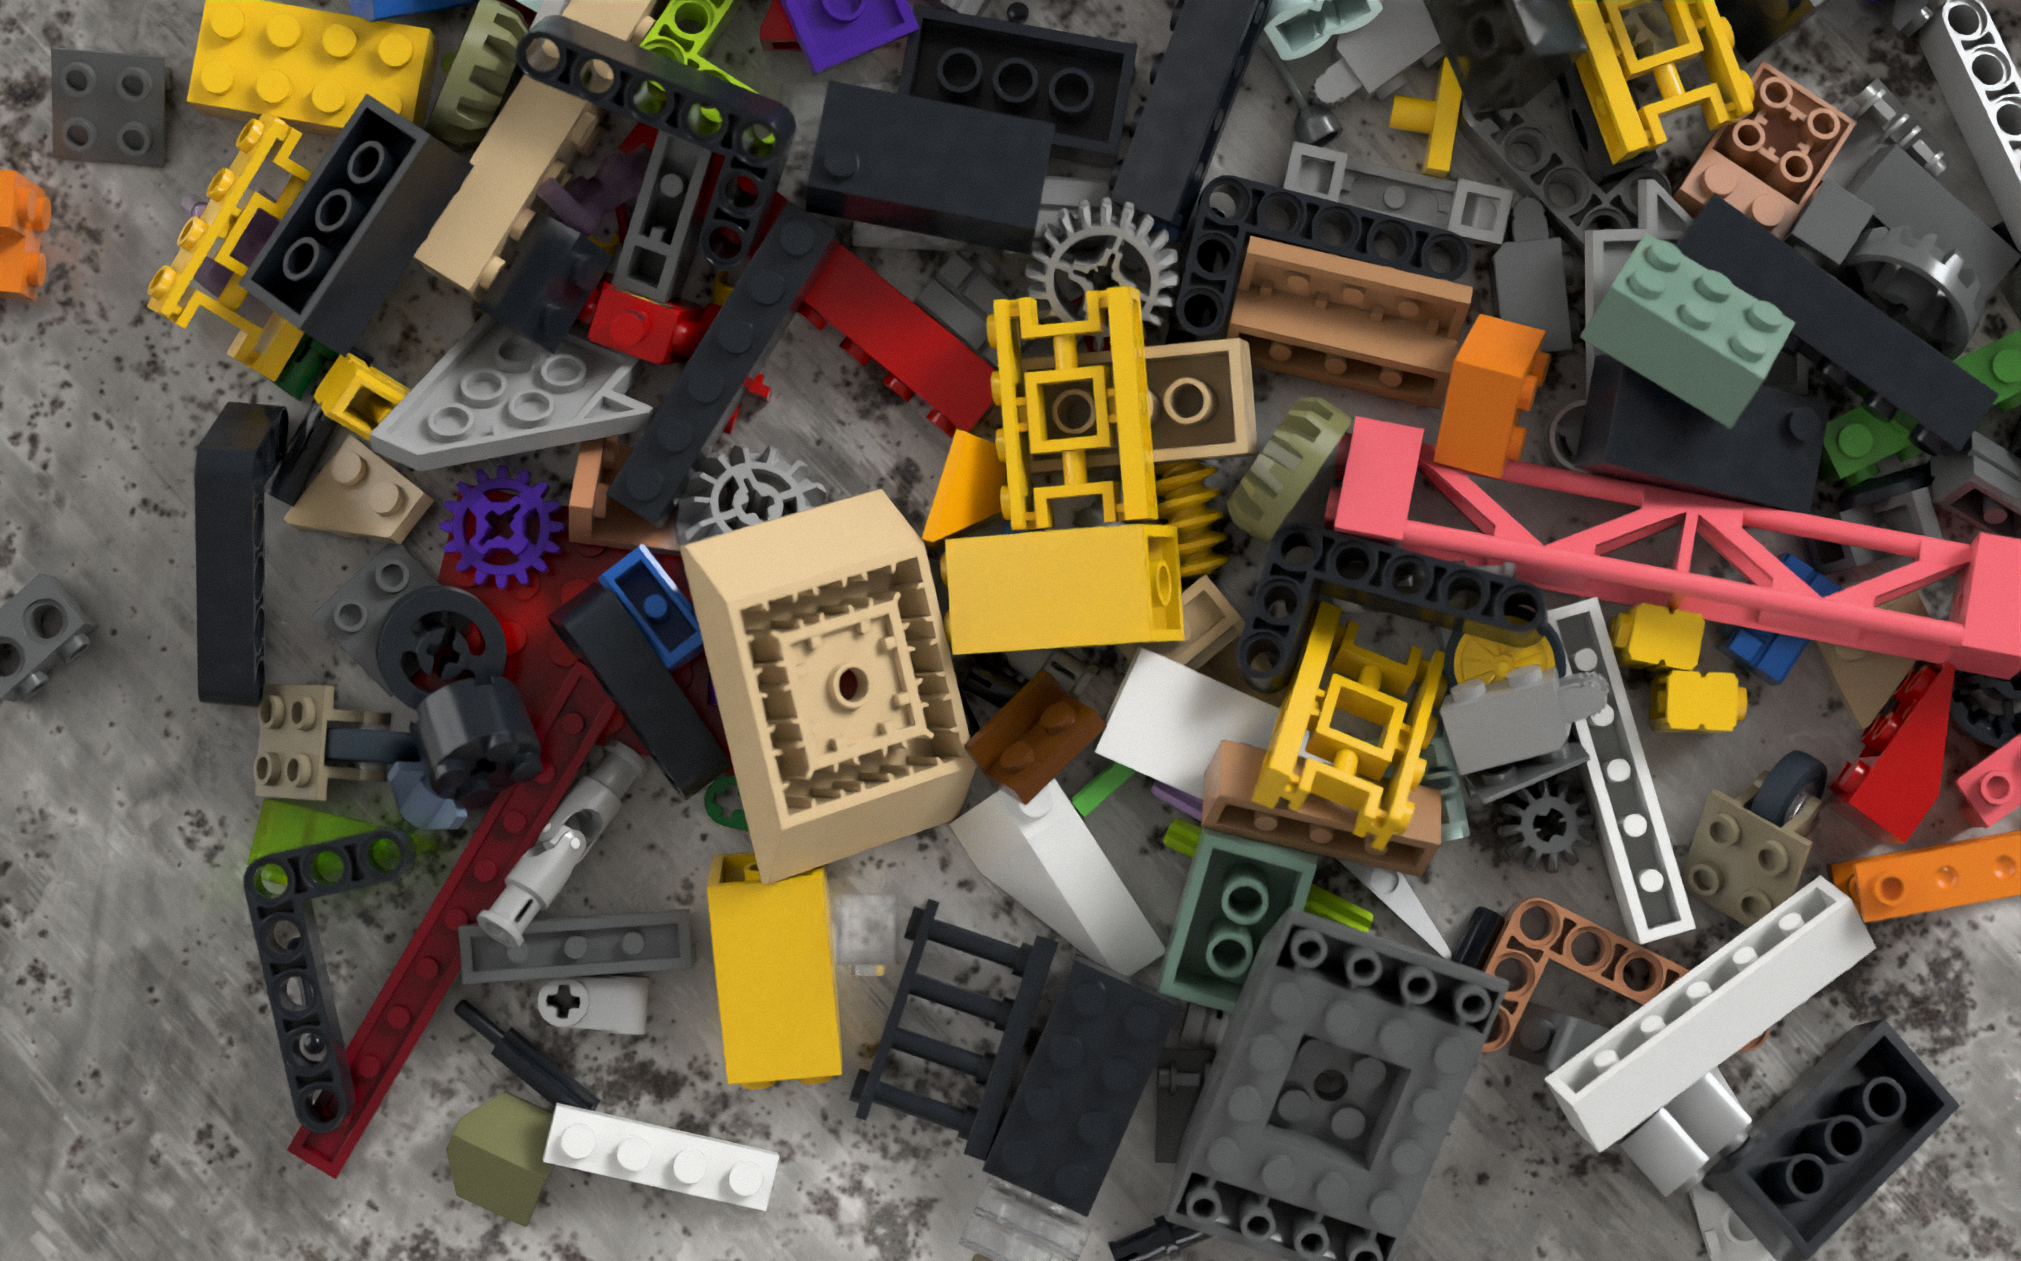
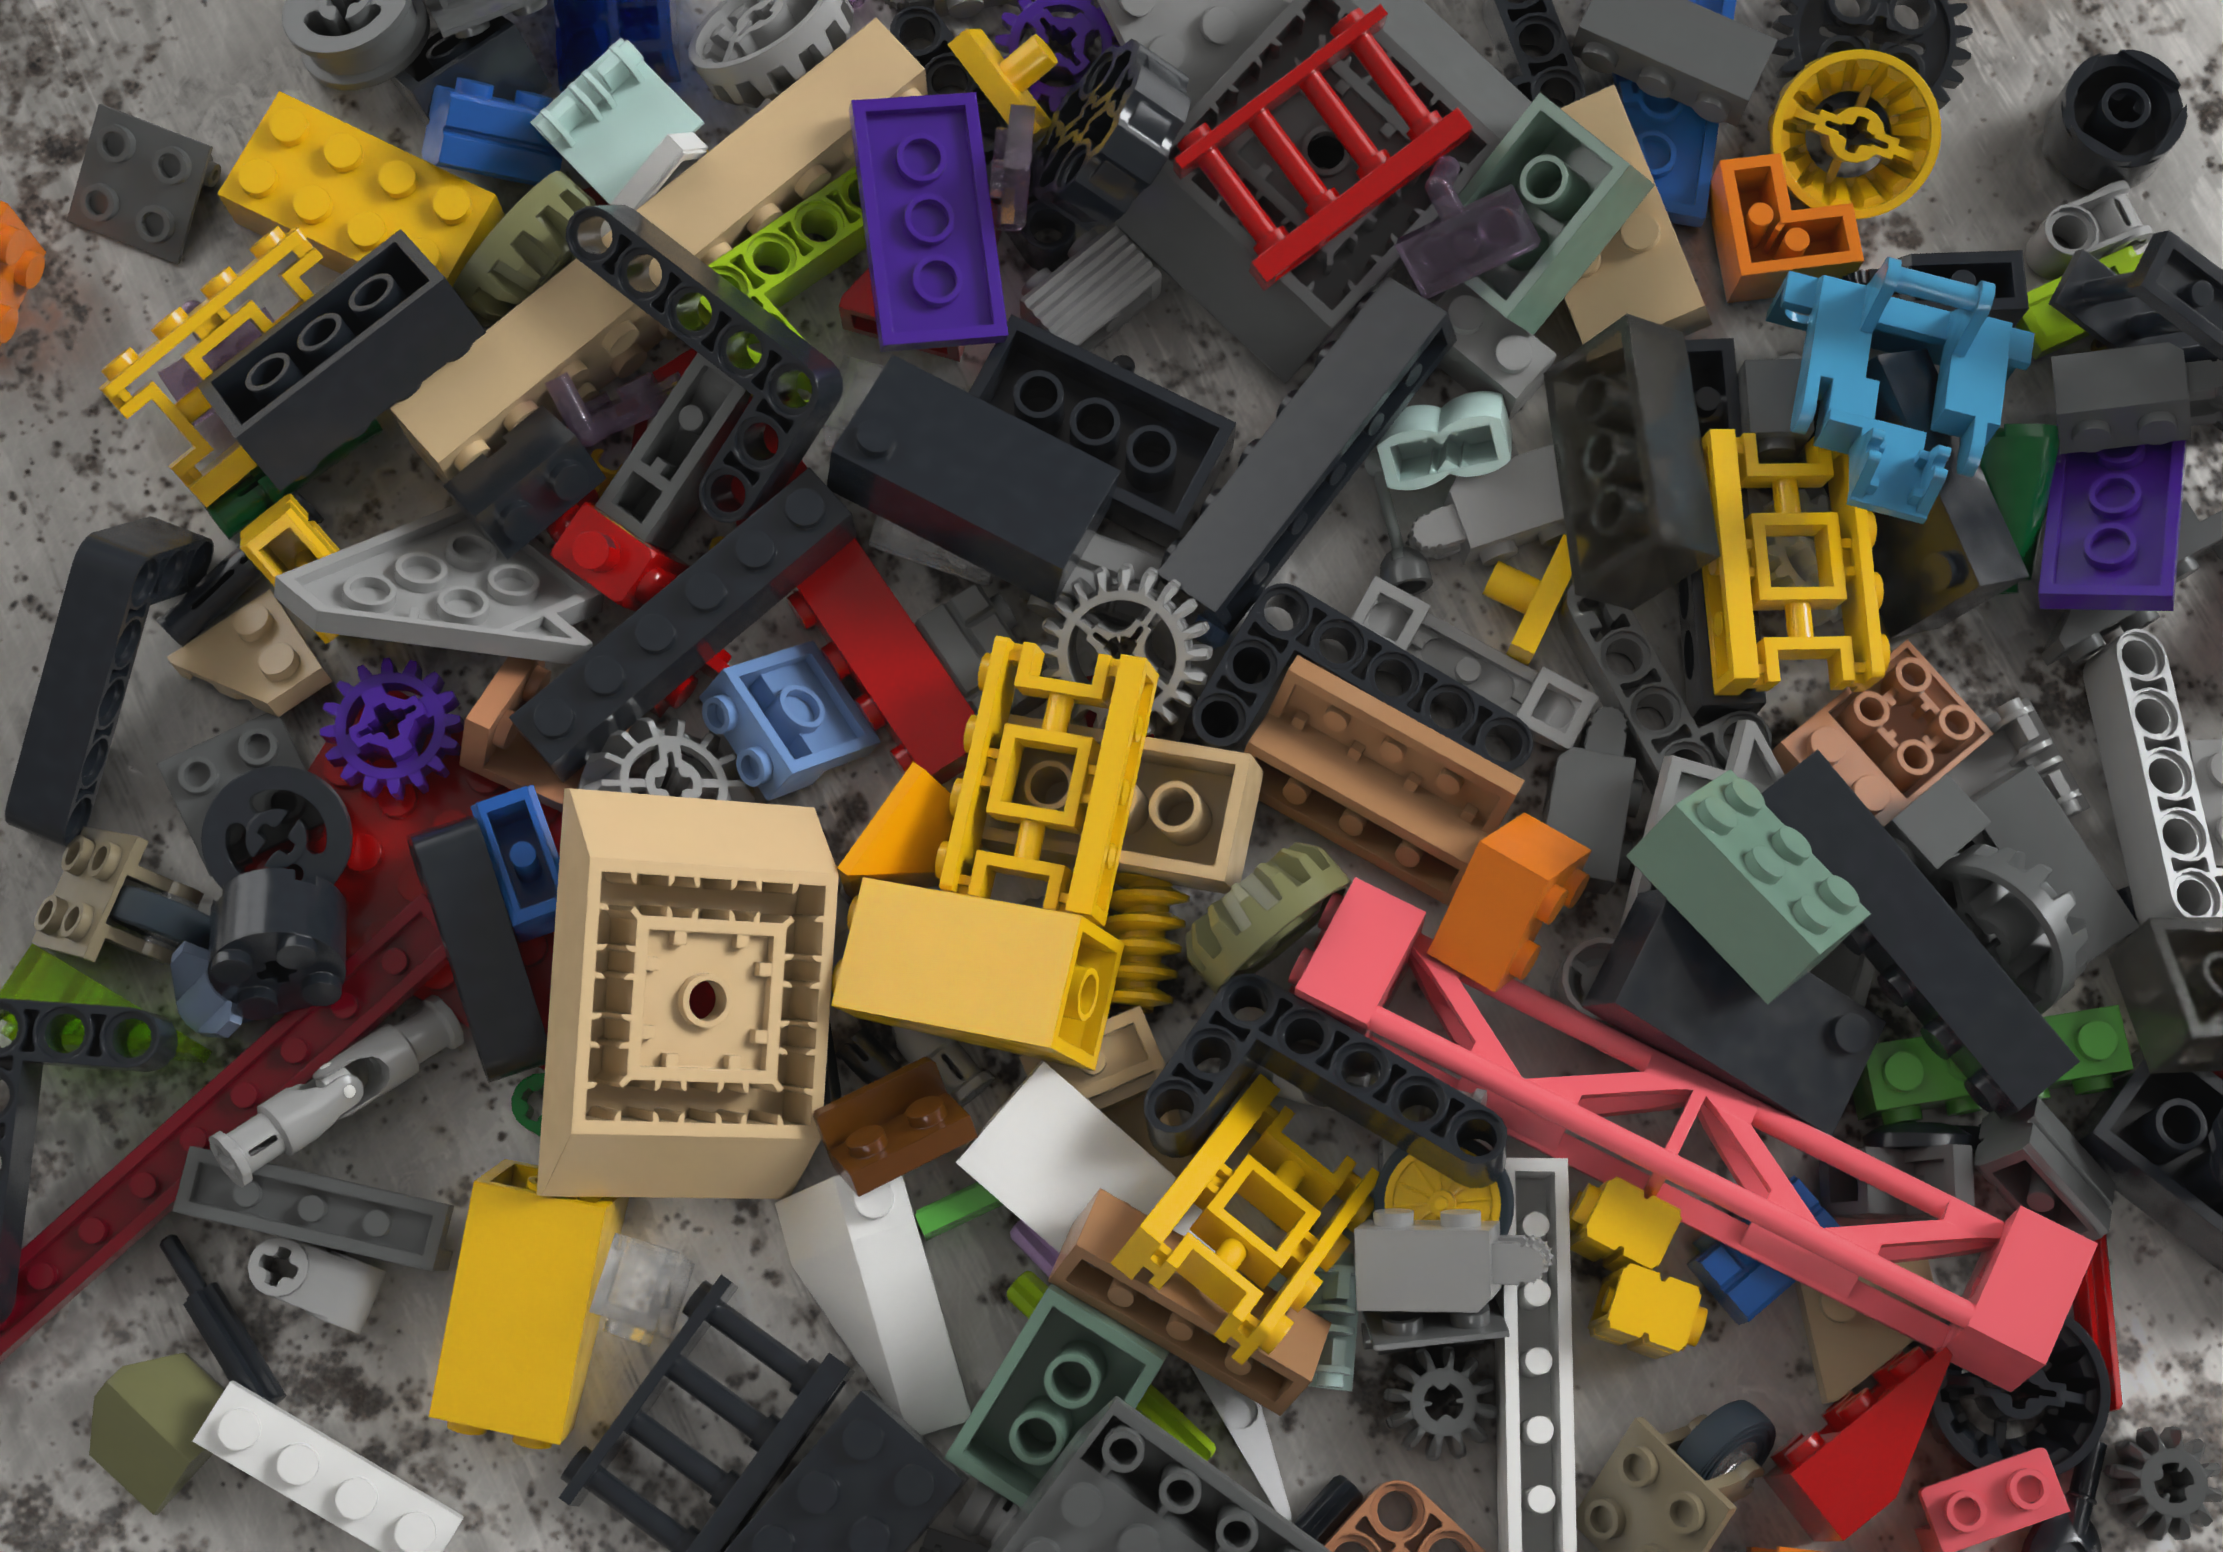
camera: 10 degrees right, 10 degrees down
(831, 417) = (786, 719): none -> medium blue plate

